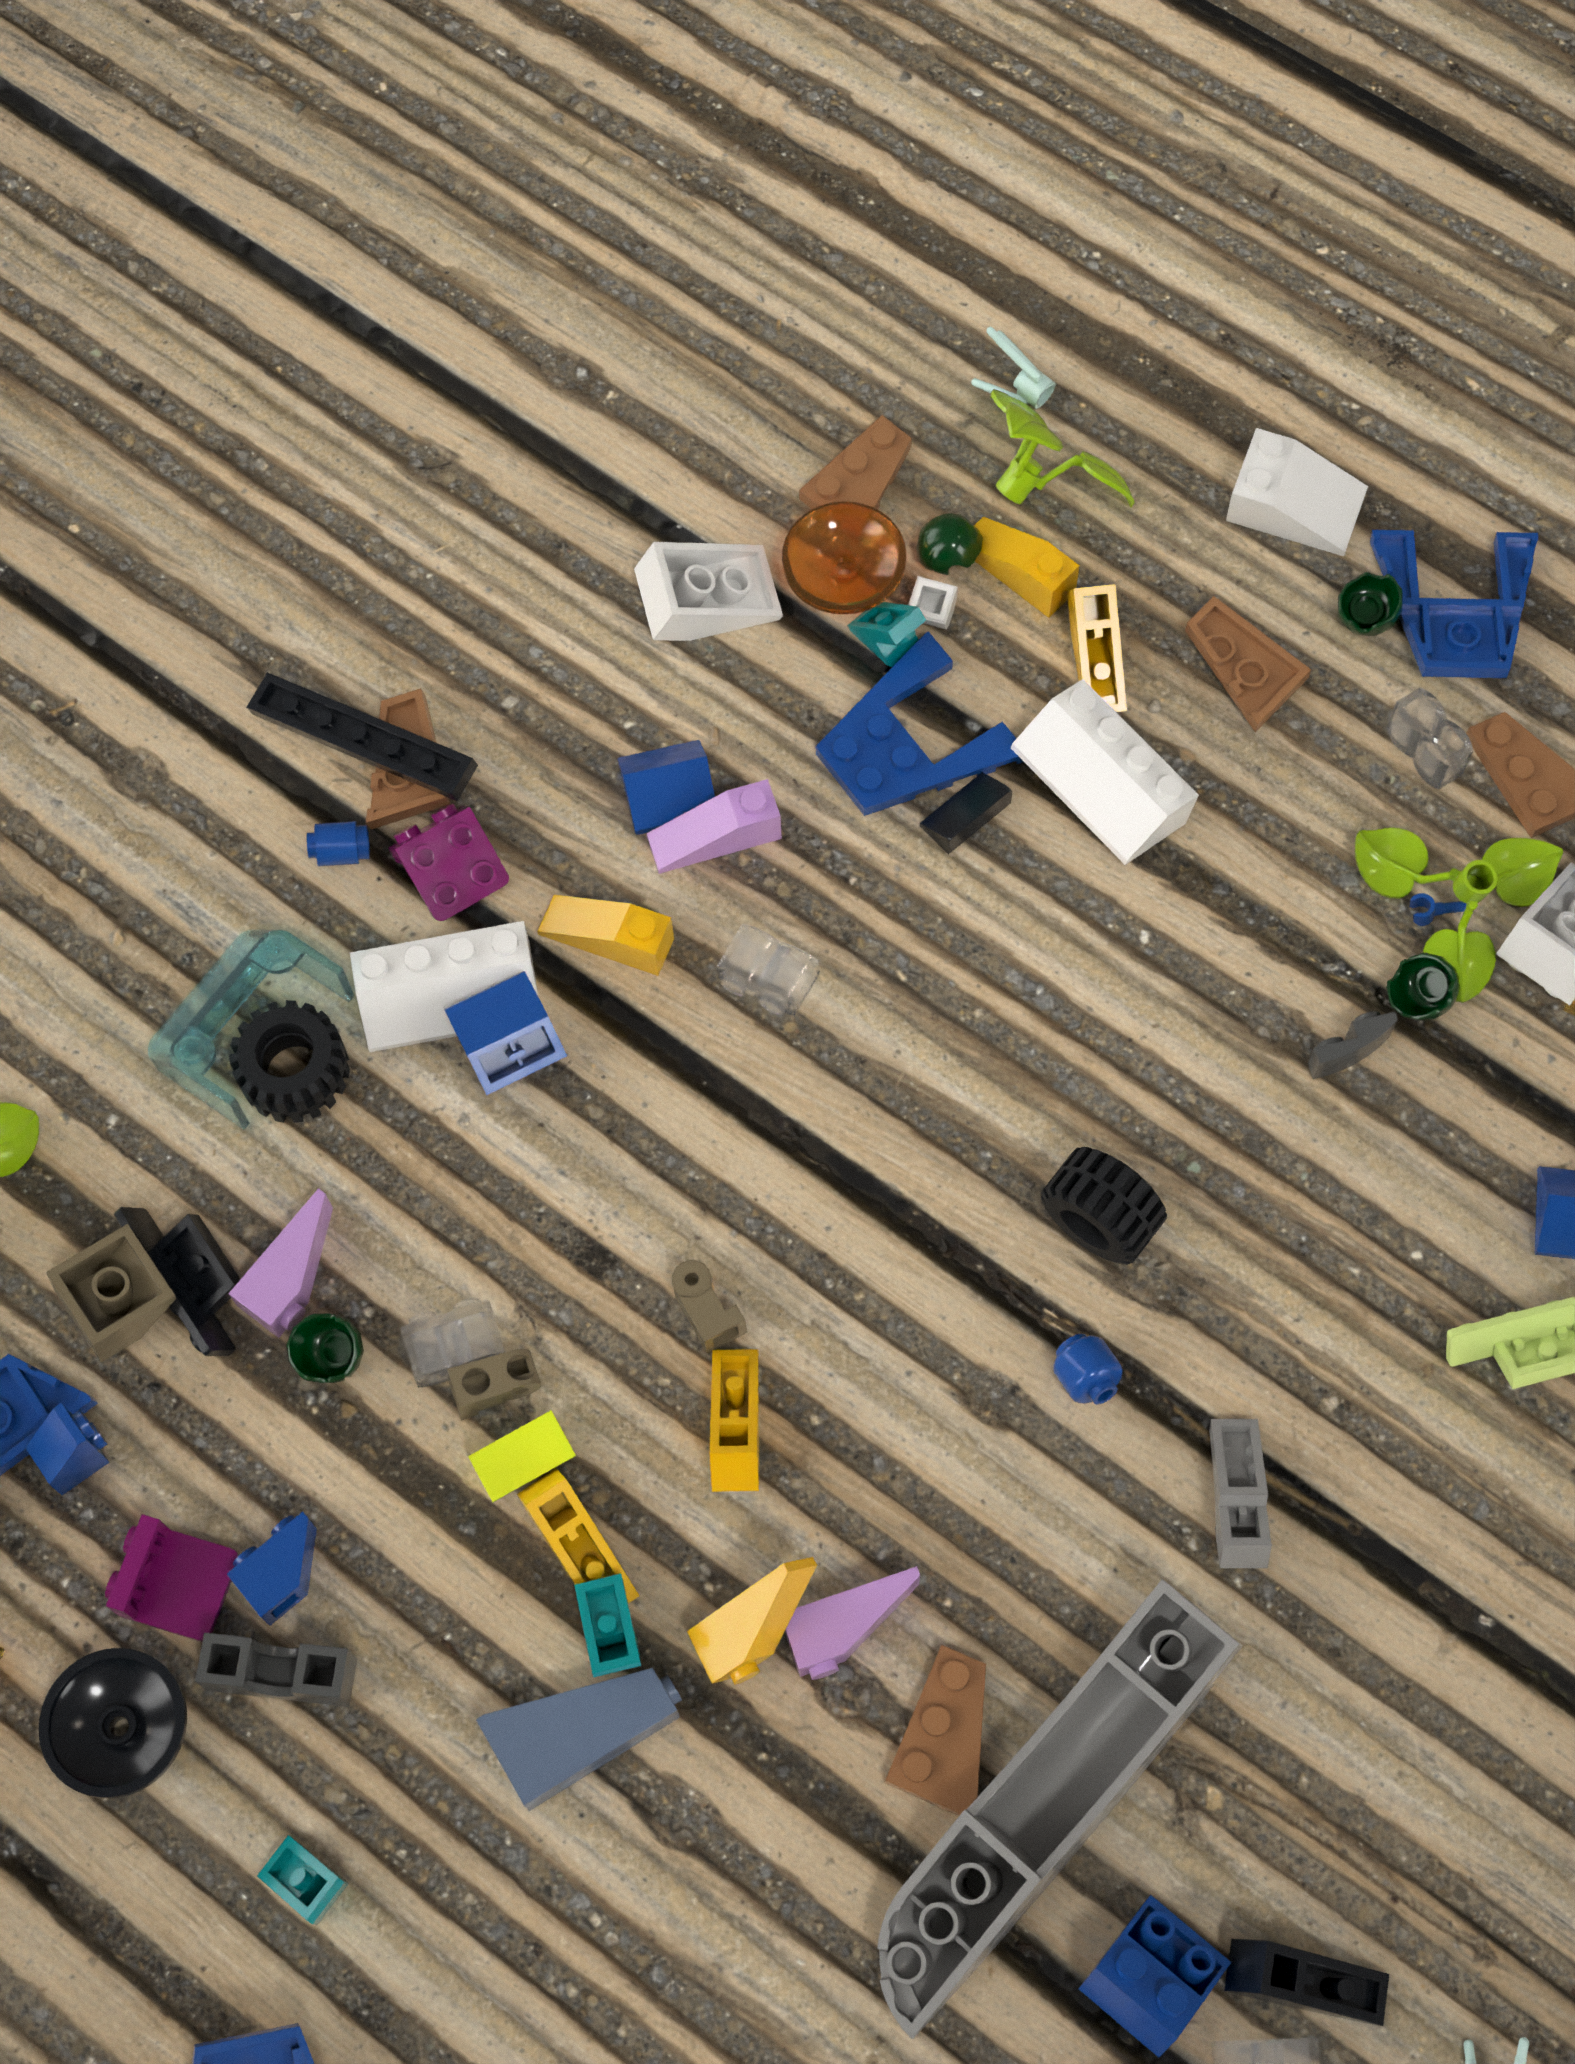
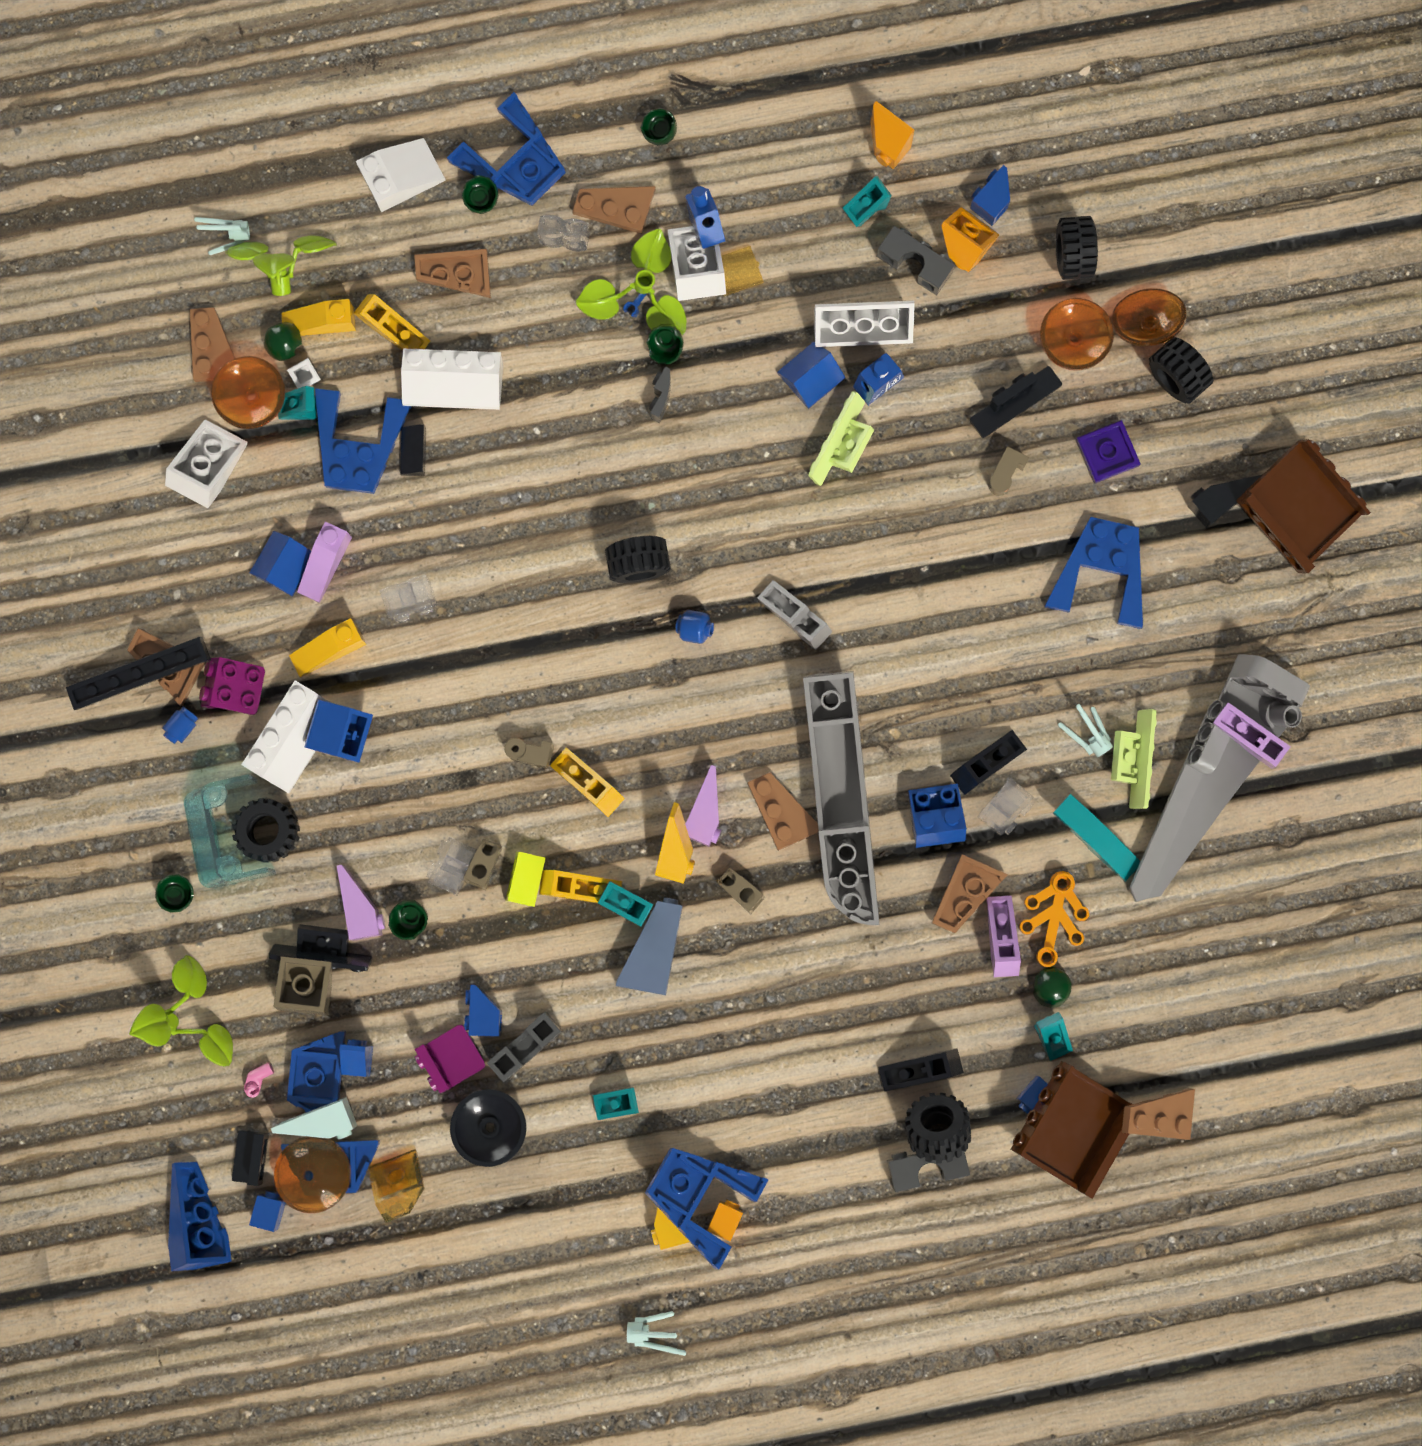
camera: 45 degrees left, 15 degrees up
(105, 1023) = (174, 893): none -> dark green hair
(777, 1780) = (741, 890): none -> dark tan leg

